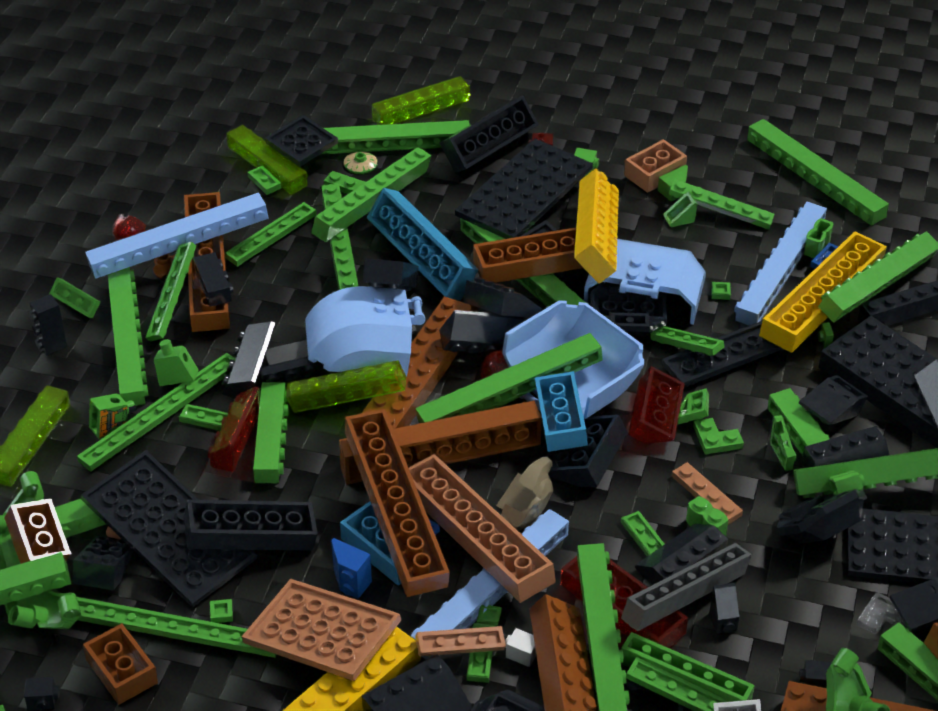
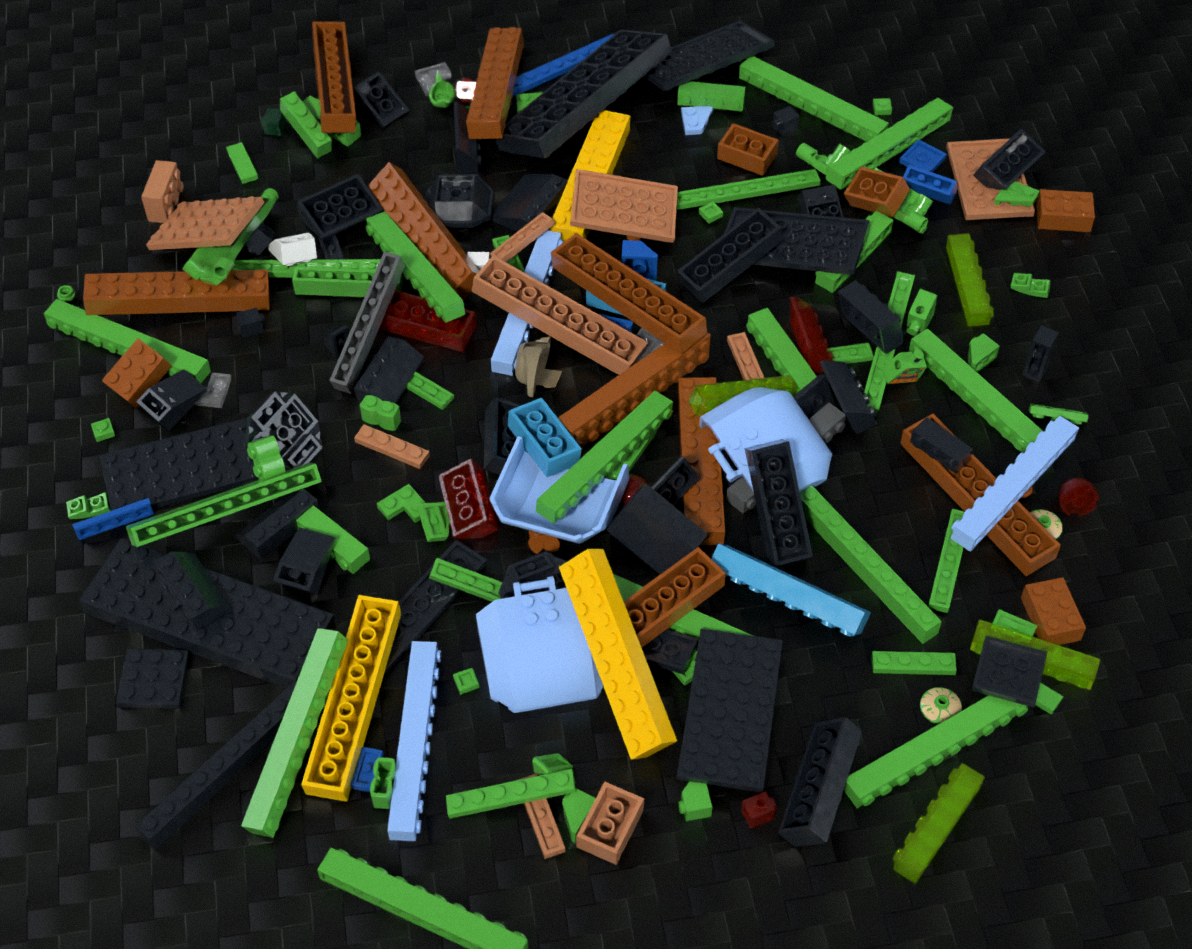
camera: 155 degrees right, 10 degrees up
(91, 365) = (981, 352): none -> bright green slope
(165, 413) = (871, 317): none -> black brick
(171, 291) = (974, 436): bright green plate -> none
(228, 173) = (1053, 611): none -> dark orange brick
(310, 439) = (744, 356): none -> nougat plate
(362, 199) = (878, 626): bright green brick -> none
(704, 180) = (544, 826): none -> nougat plate
(781, 443) = (342, 508): bright green wing -> none

